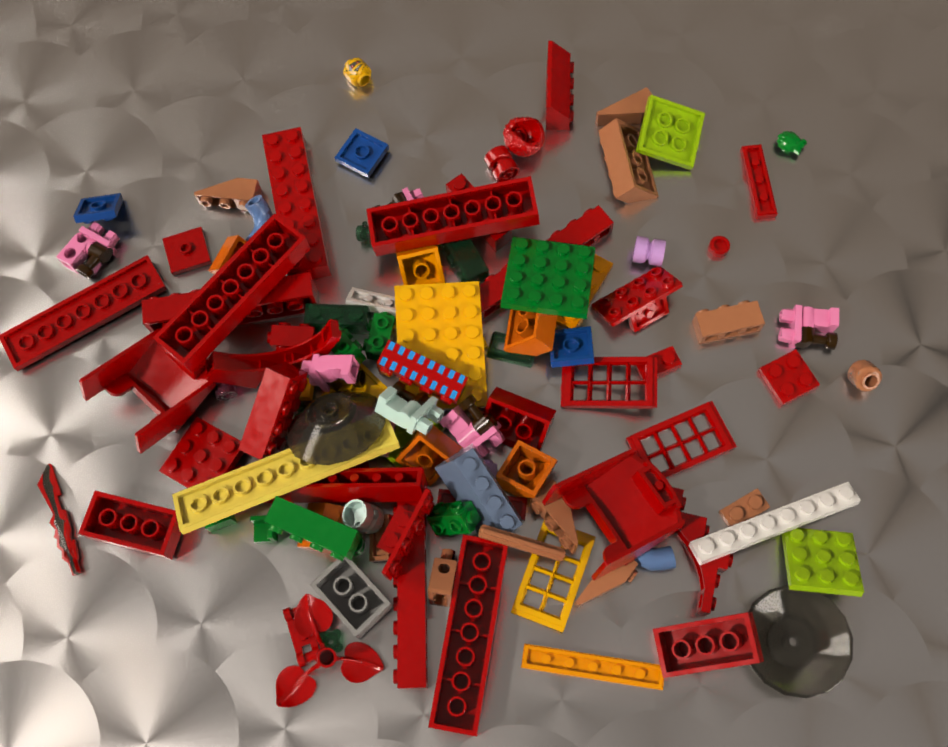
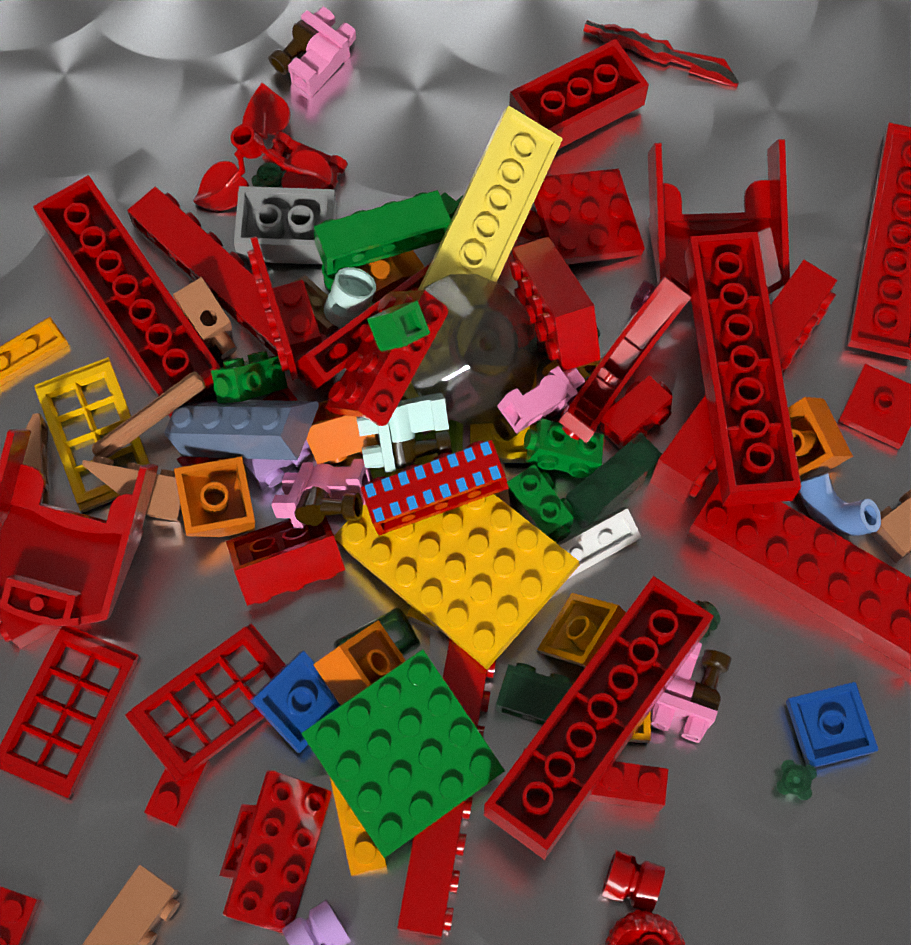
camera: 130 degrees right, 0 degrees up
(220, 699) = (323, 49): none -> bright pink hips
(367, 434) = (398, 326): none -> green panel
(383, 443) = (379, 378): none -> red bracket
(394, 149) = (806, 775): none -> clear green plate

